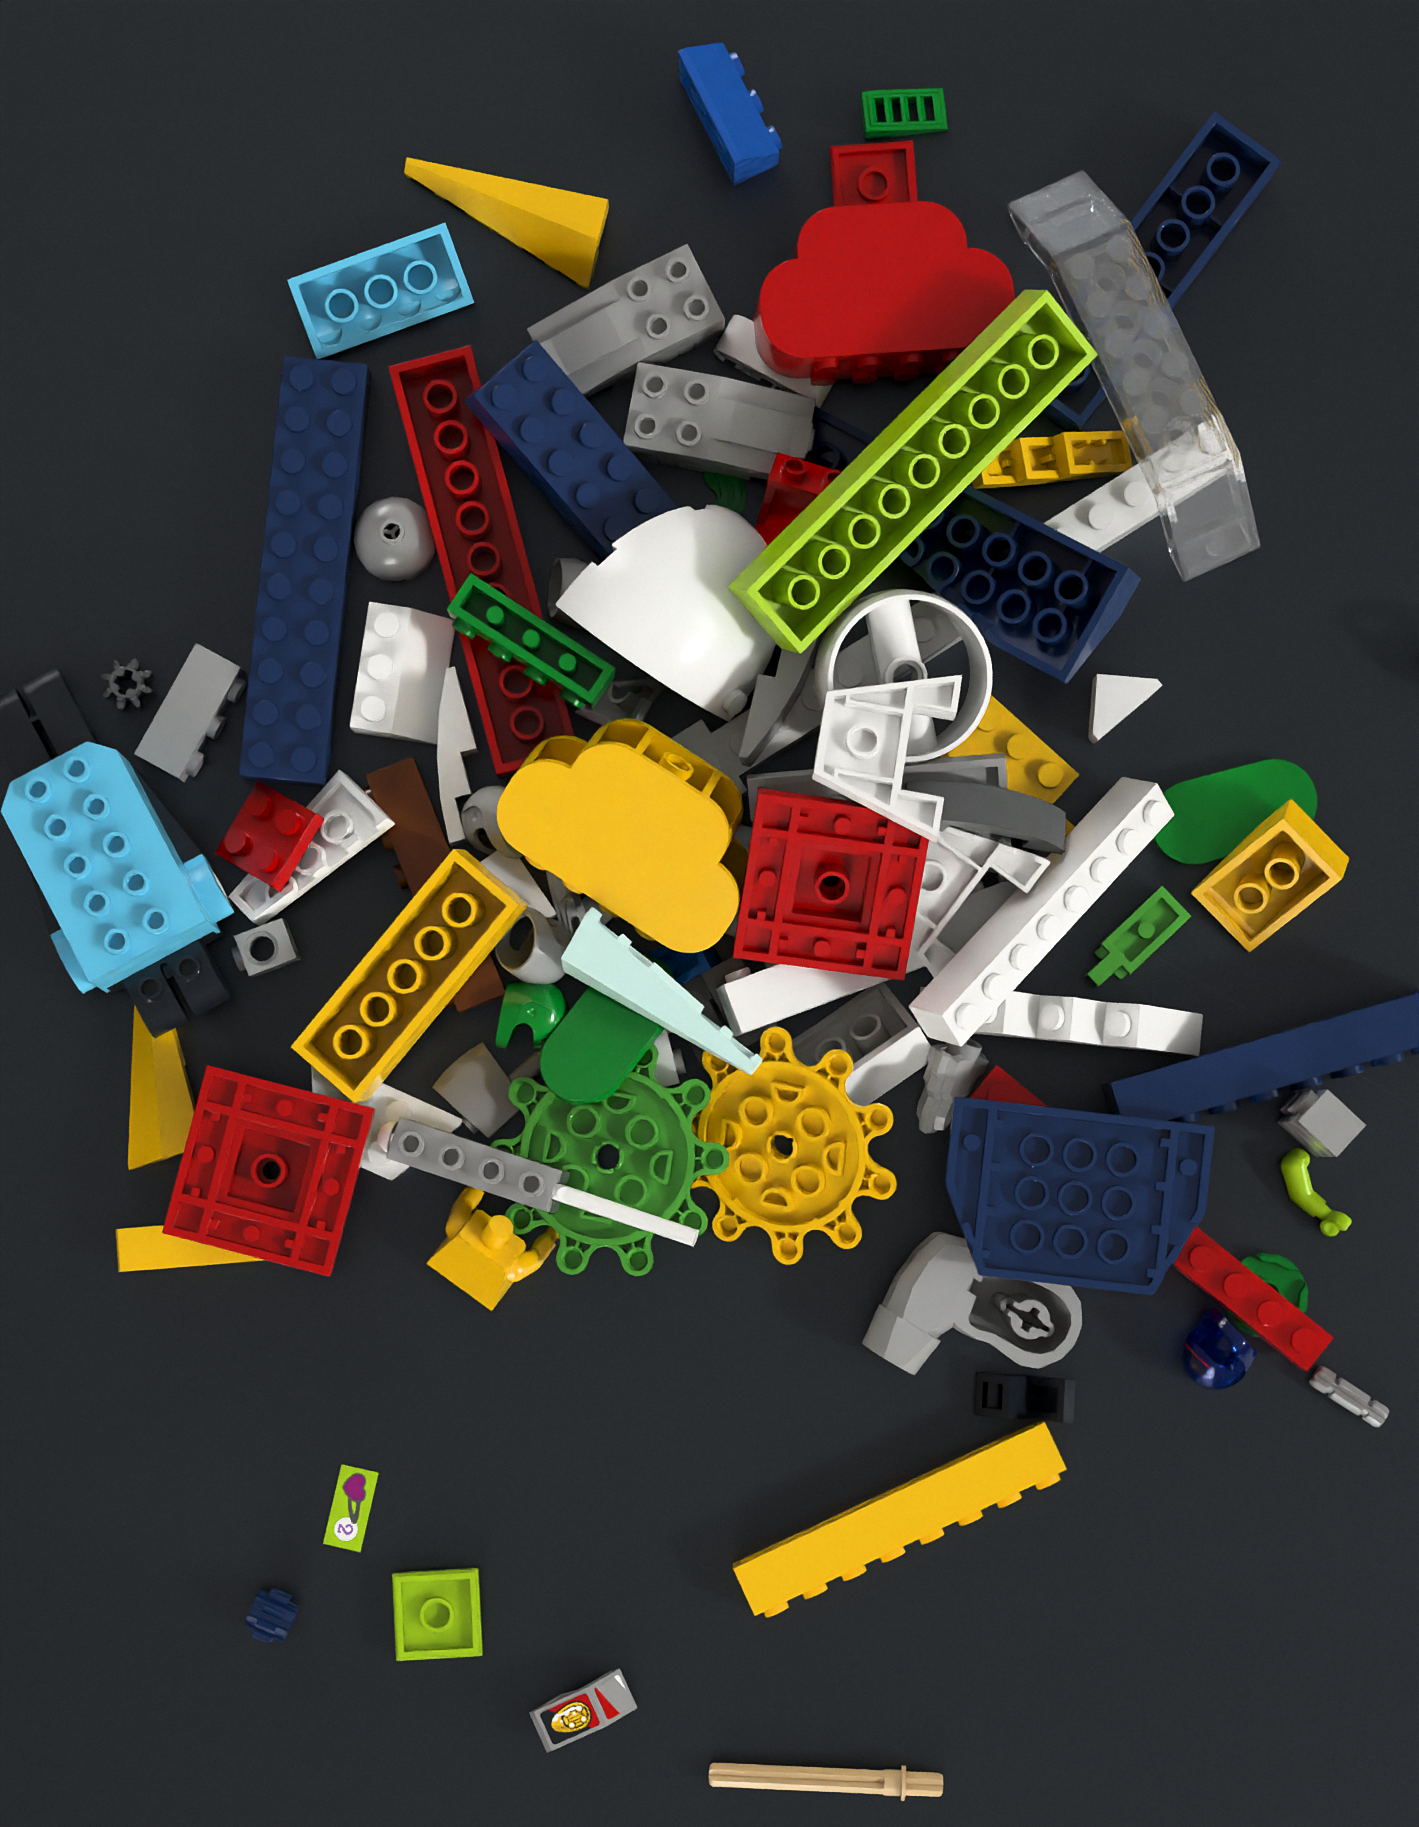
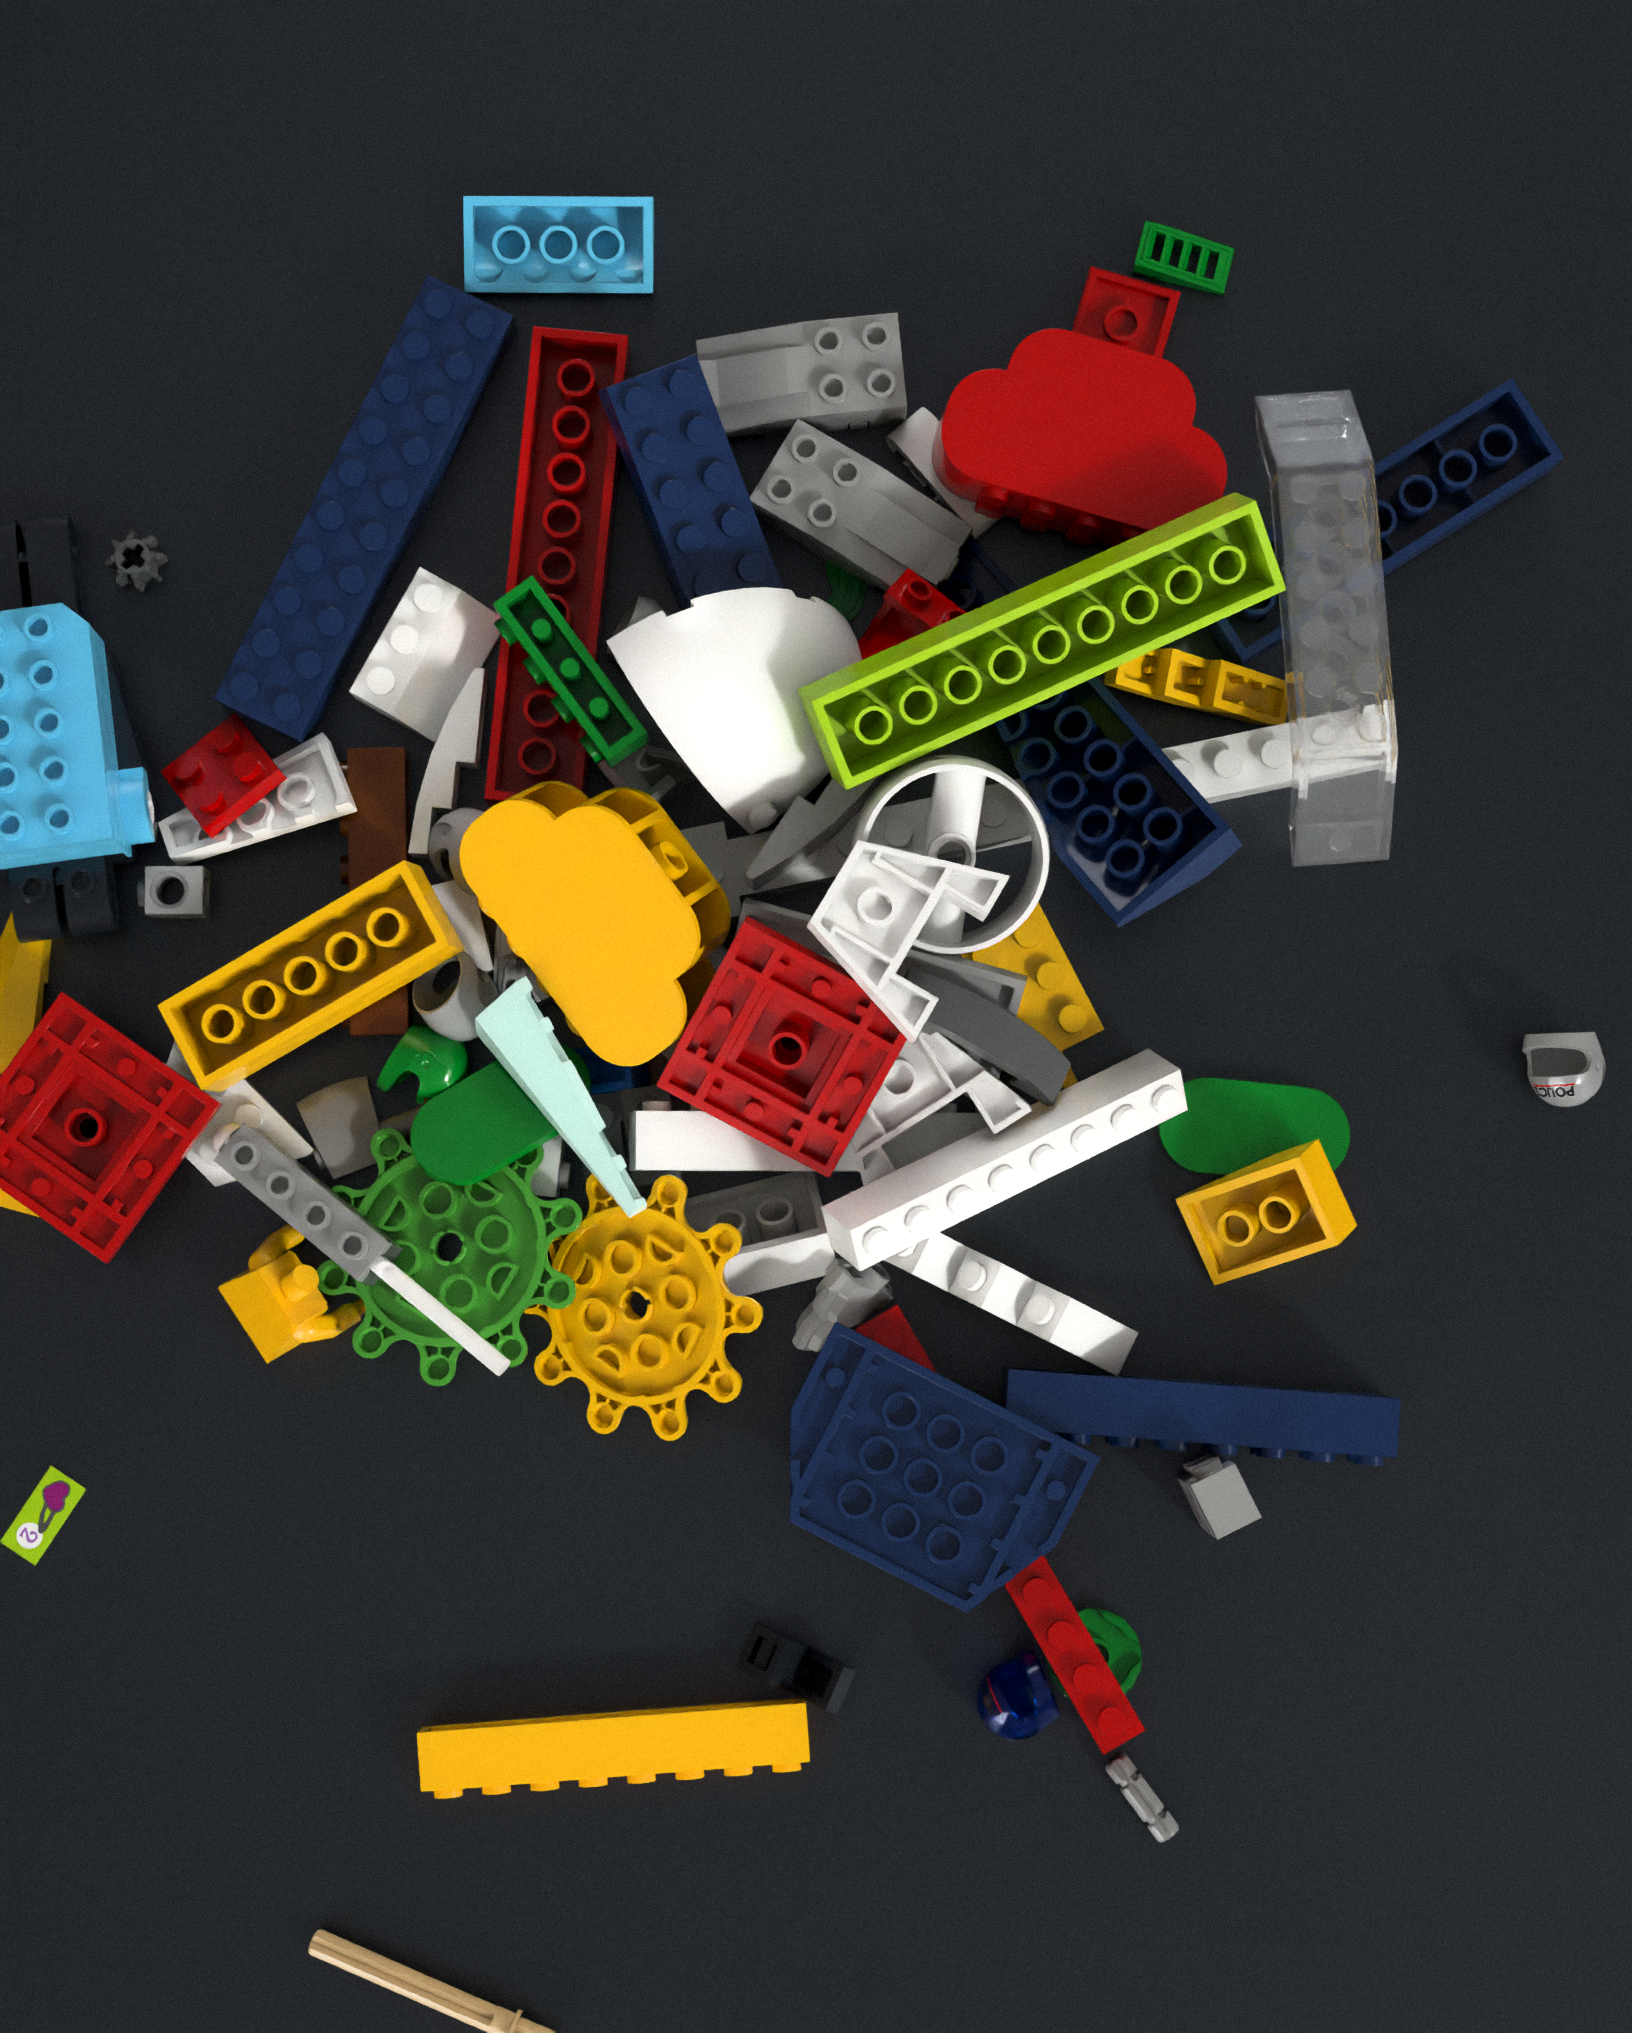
camera: 25 degrees right, 0 degrees up
(192, 713) = (191, 616): light grey brick -> none
(396, 557) = (478, 531): light grey cylinder -> none
(437, 1614) = (90, 1662): lime plate -> none
(545, 221) = (760, 235): yellow wedge -> none
(583, 1710) = (204, 1823): slope -> none
(728, 110) = (997, 188): blue slope -> none
(943, 1291) = (748, 1524): light grey piece -> none
(1114, 699) = (1173, 964): white slope -> none
(1138, 937) = (1101, 1225): bright green hinge -> none
(1300, 1191) = (1172, 1561): lime arm -> none

